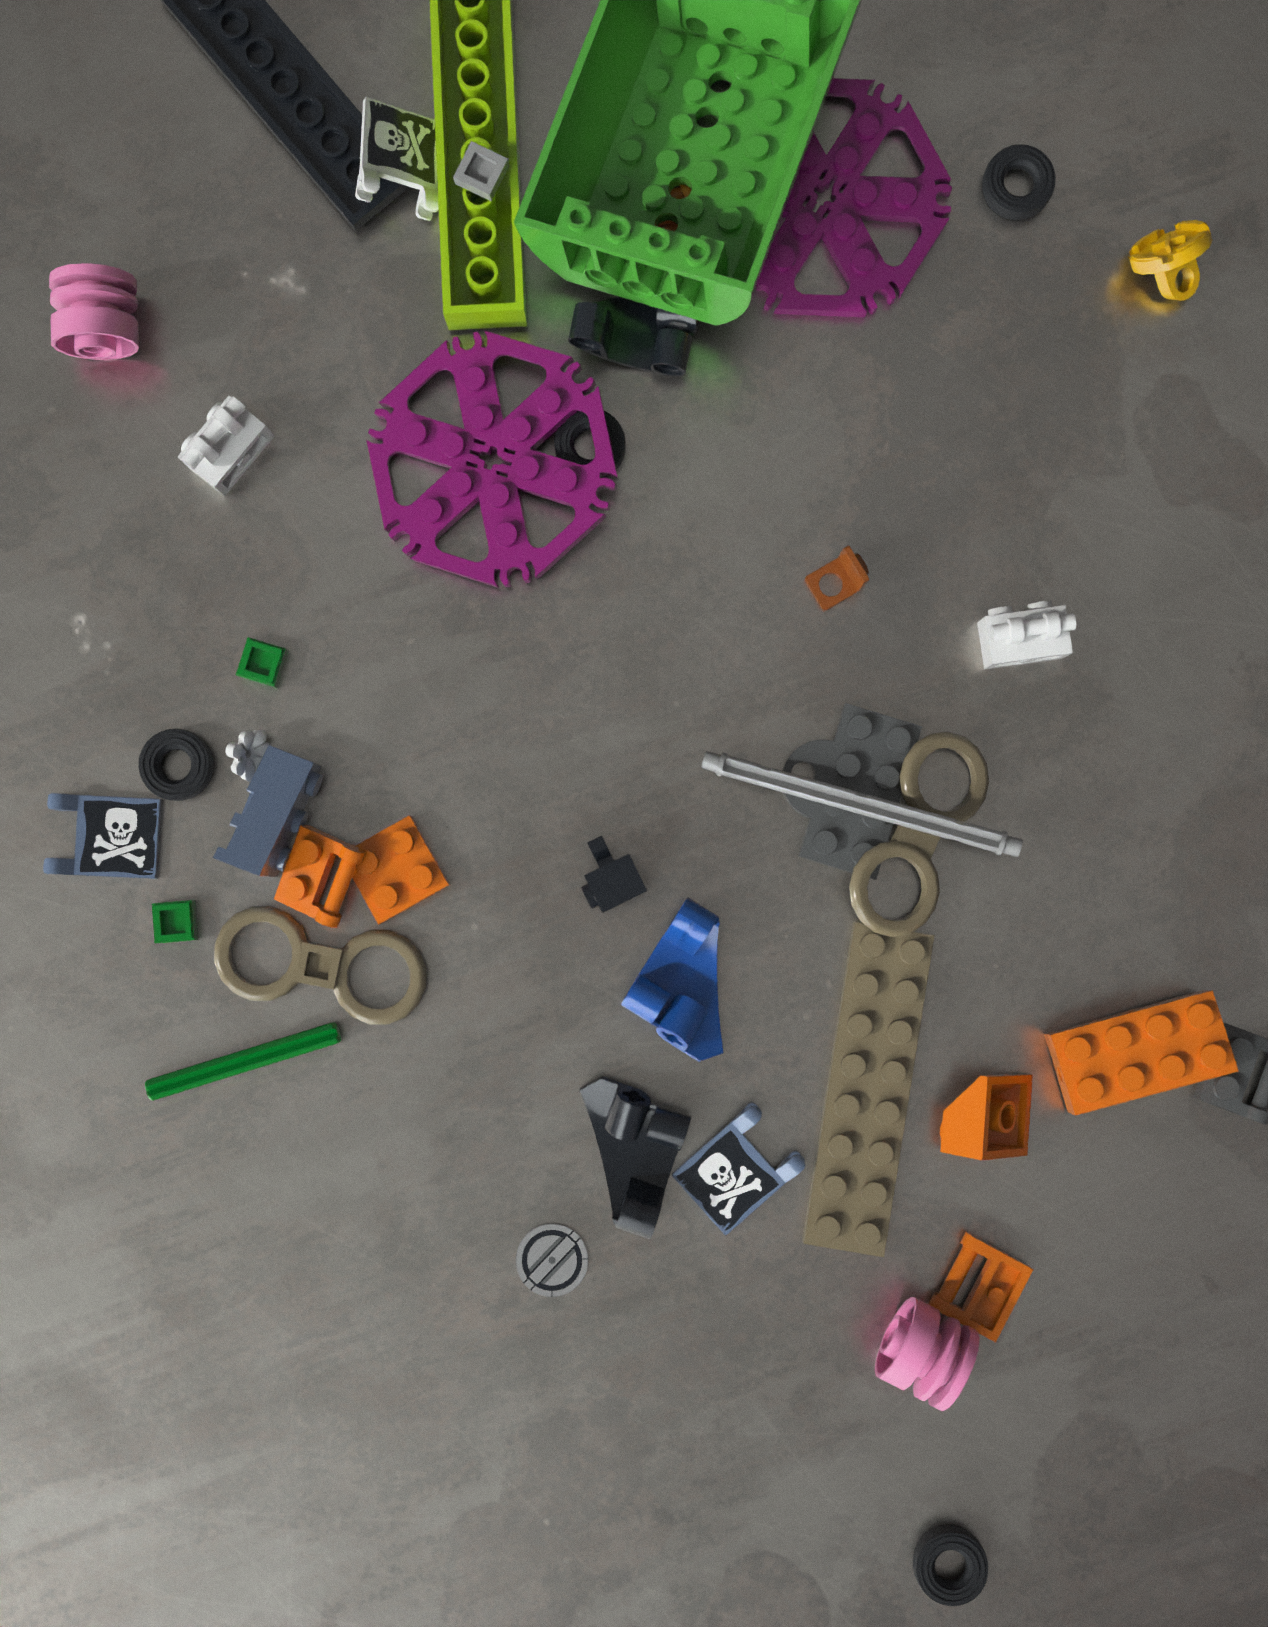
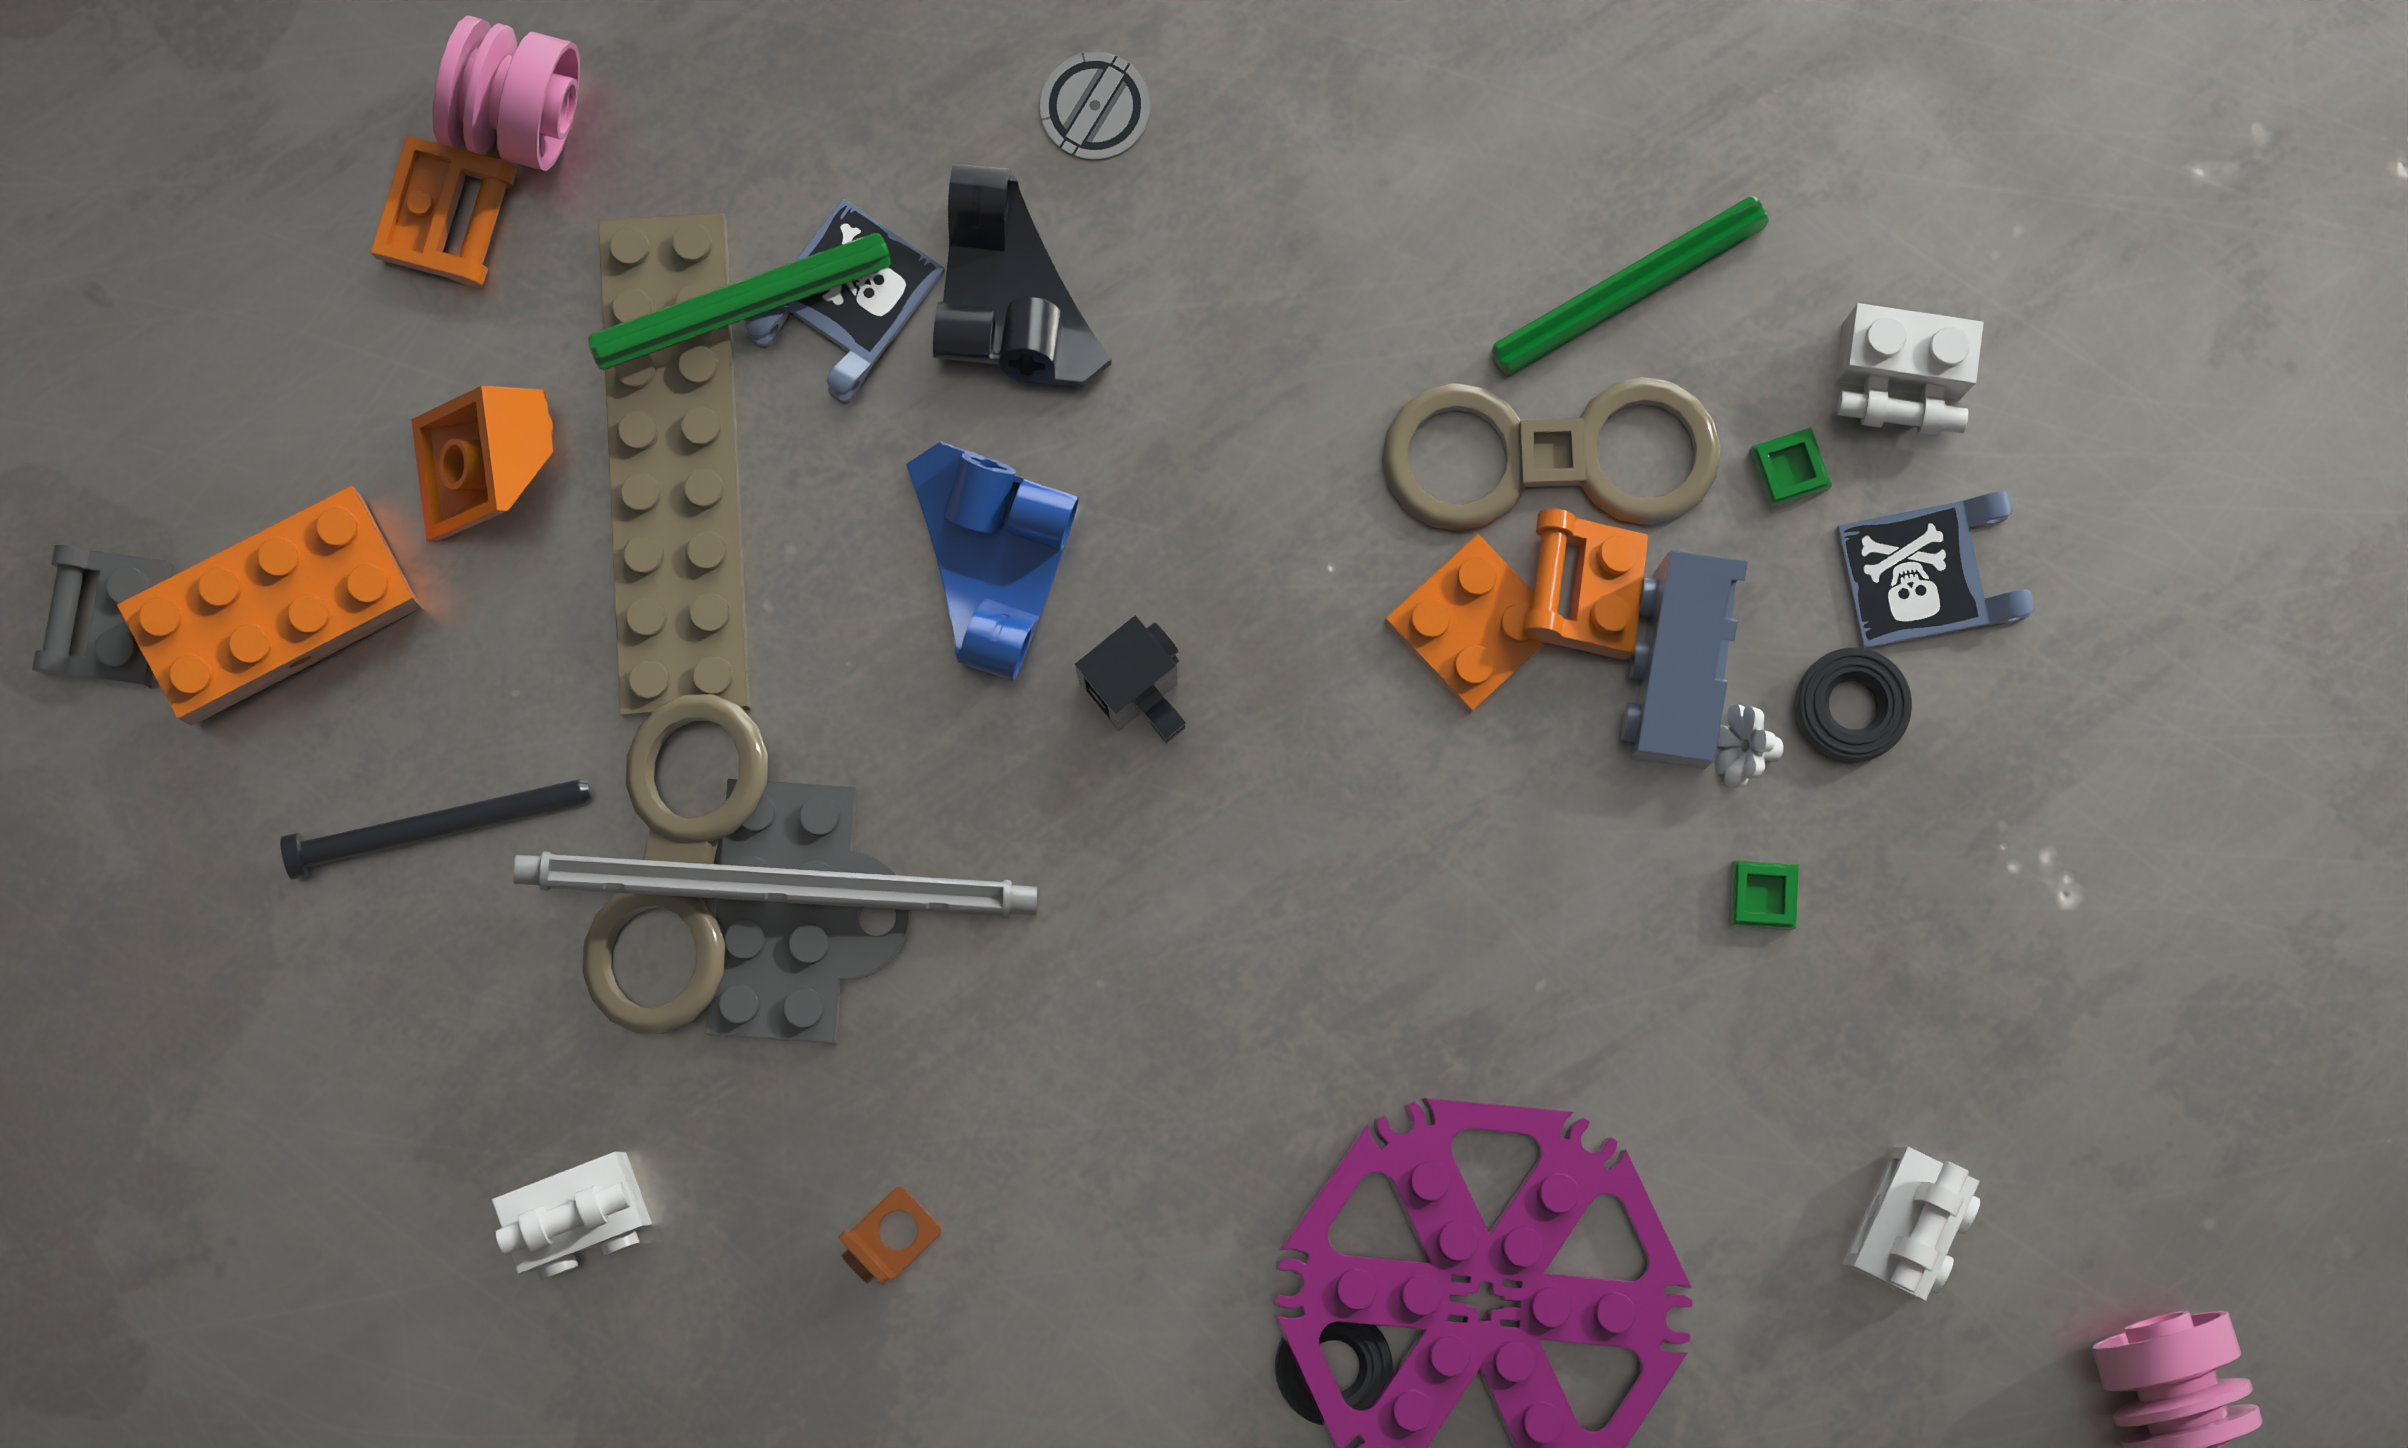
camera: 160 degrees right, 5 degrees down
(78, 973) = (1908, 355): none -> white brick
(806, 1180) = (739, 301): none -> green axle
(1149, 894) = (301, 854): none -> black bar

